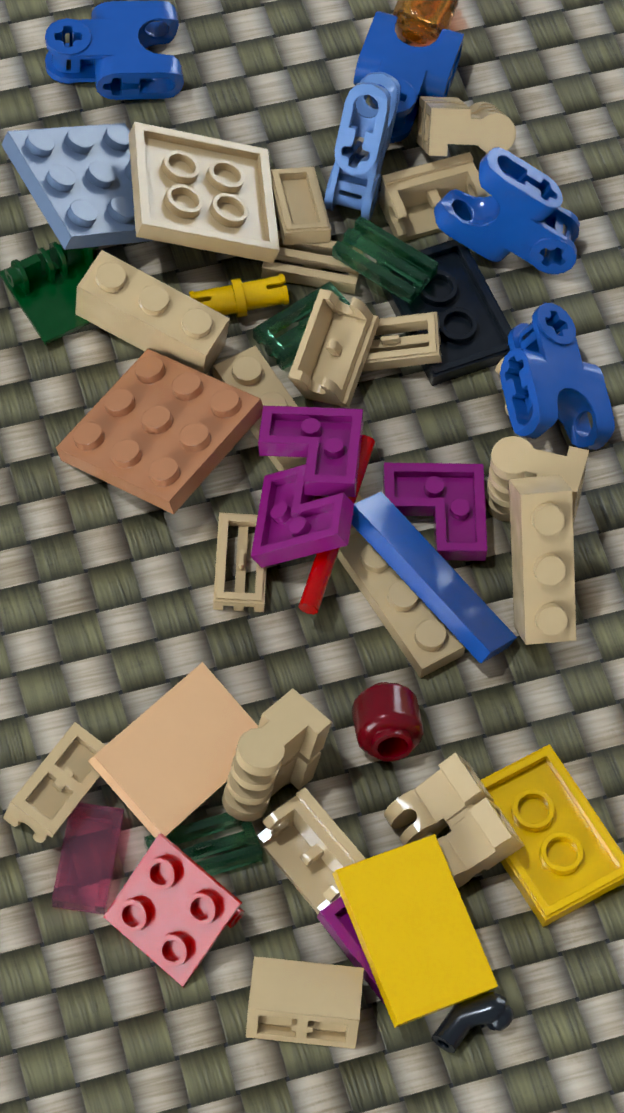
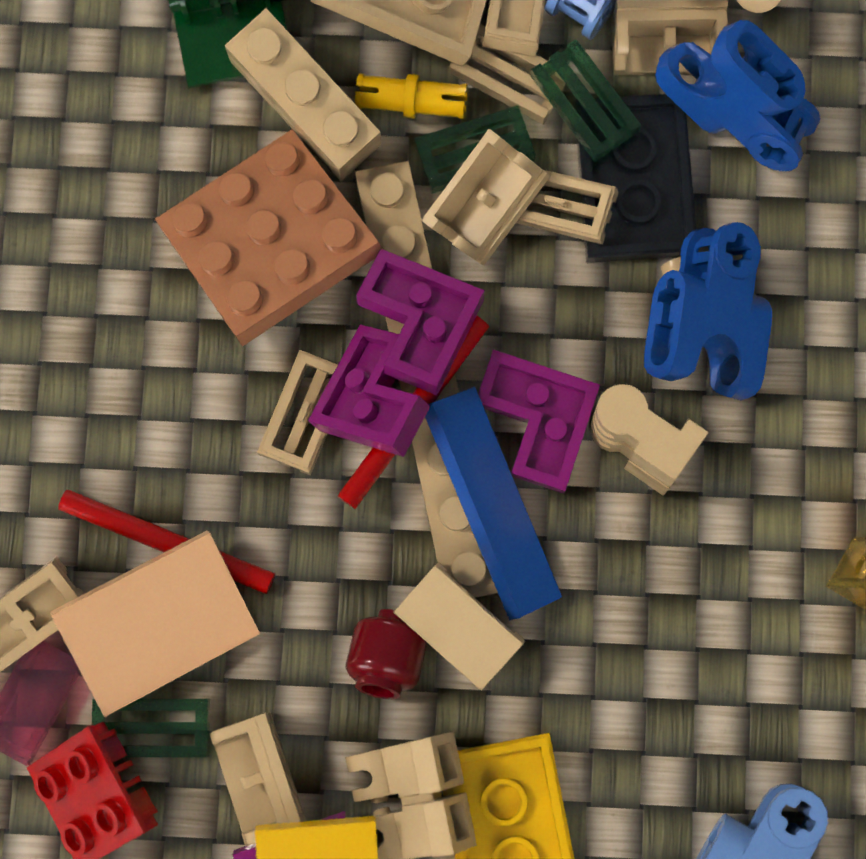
camera: 25 degrees right, 20 degrees up
(138, 694) = (156, 536): none -> red bar
(275, 753) = (248, 660): tan legs -> none
(443, 672) = (459, 627): none -> tan hinge
(542, 559) = (612, 538): tan brick -> none

